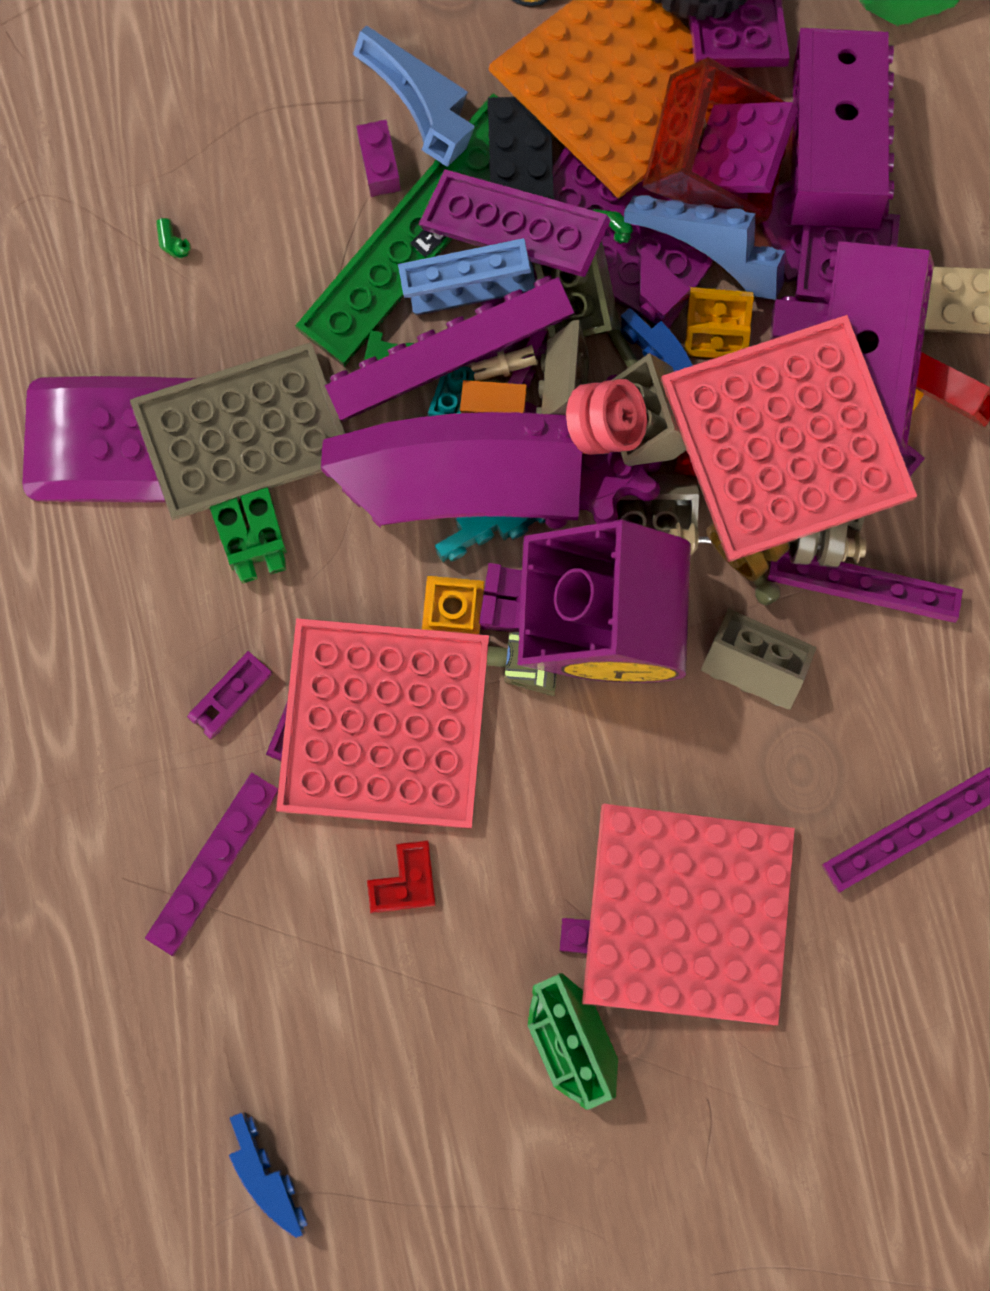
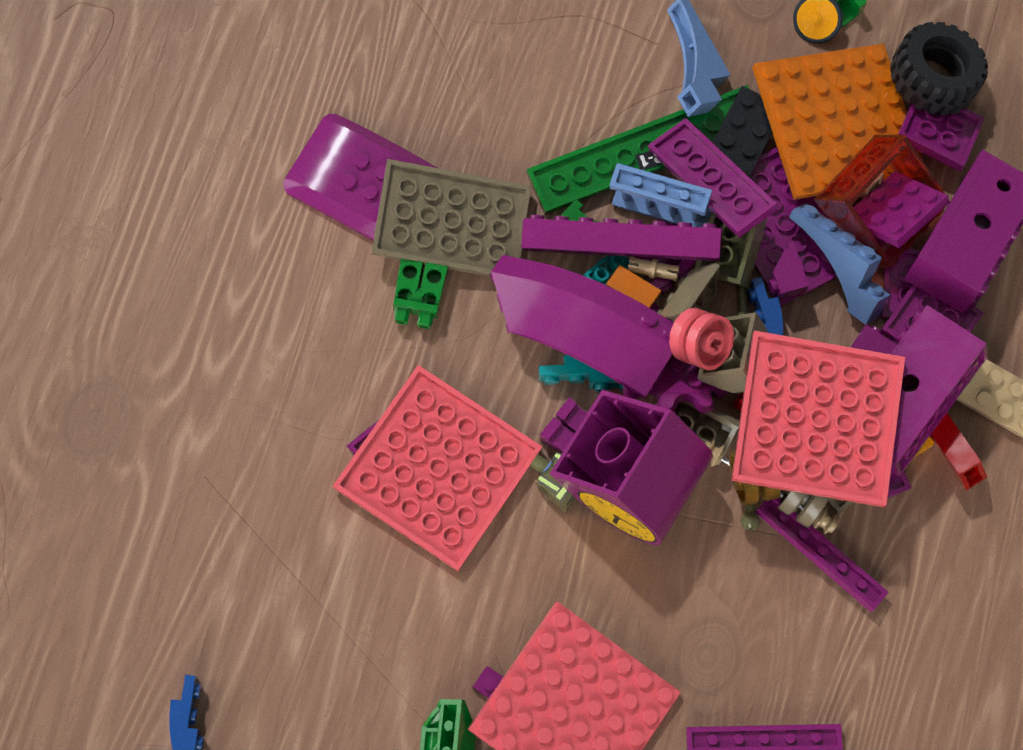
camera: 20 degrees right, 5 degrees down
(168, 242) = (472, 69): green arm -> none
(212, 864) = (269, 499): magenta plate -> none
(230, 694) = (345, 392): magenta plate -> none
(378, 158) = (645, 87): magenta brick -> none
(413, 886) = (393, 589): red tile -> none
(443, 588) = (525, 399): light orange piece -> none
(617, 223) = (784, 216): green arm -> none
(717, 322) = (817, 318): light orange slope -> none
(759, 659) = (719, 563): dark tan slope -> none

